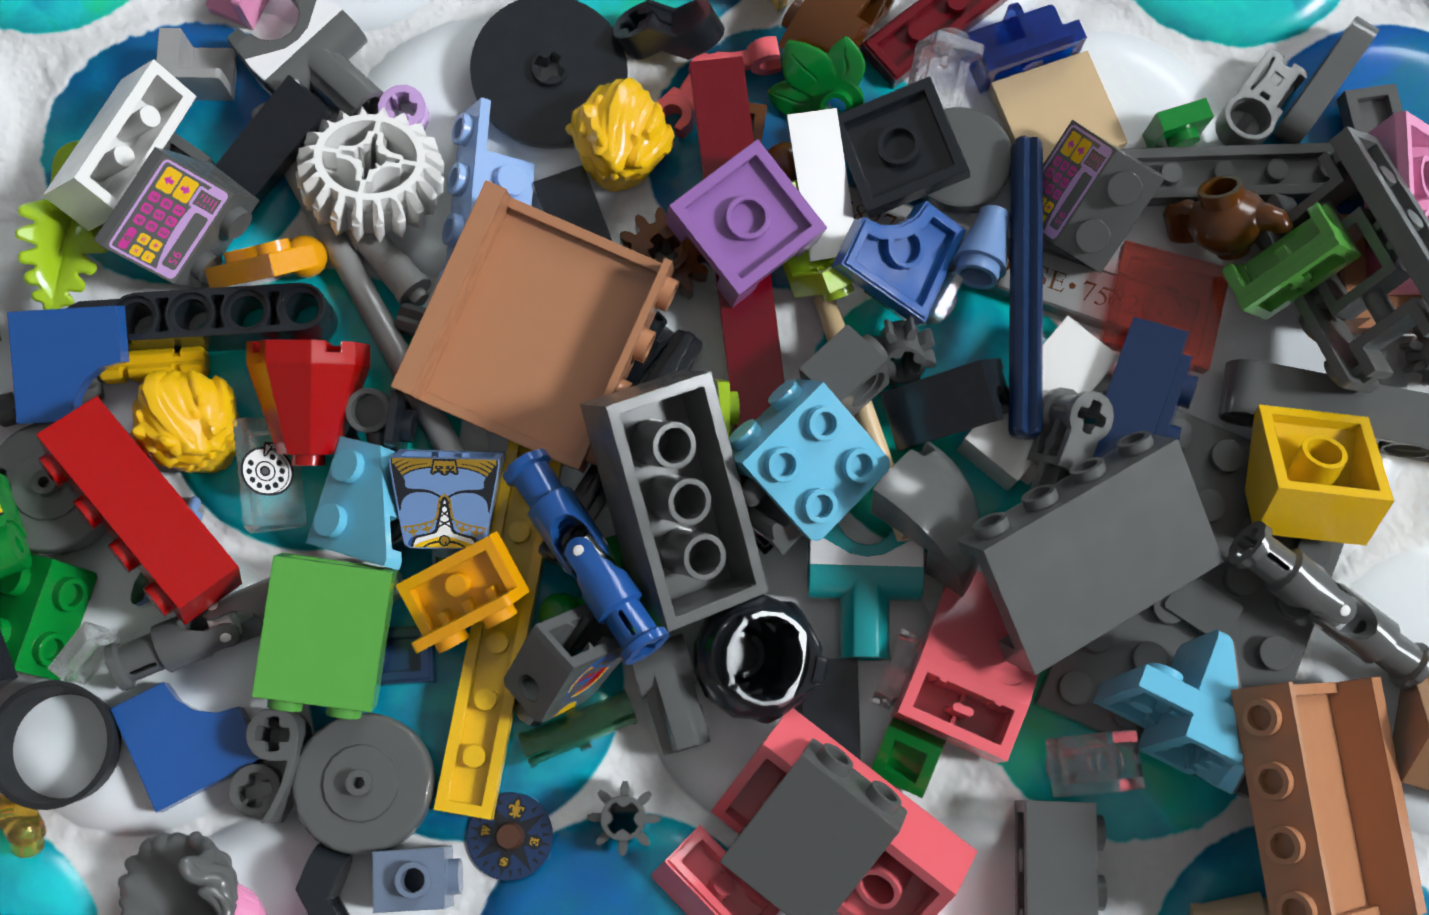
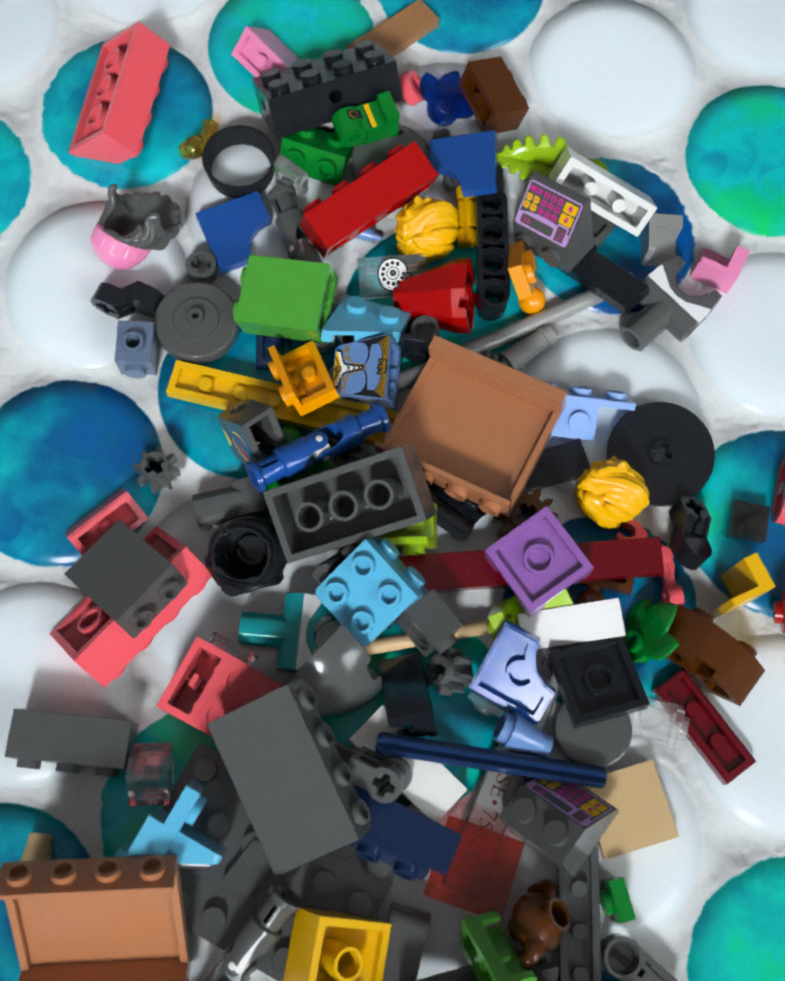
camera: 90 degrees right, 5 degrees down
(259, 742) = (223, 271): dark grey panel -> none
(370, 174) = (573, 342): white gear -> none
(402, 94) = (635, 352): lavender bush -> none
(514, 841) = (155, 410): piece -> none
(577, 728) = (216, 447): clear green pin -> none
(836, 704) = (212, 608): black tile -> none
(908, 757) = (170, 649): green plate -> none
(1023, 43) = (684, 785): clear blue panel -> none

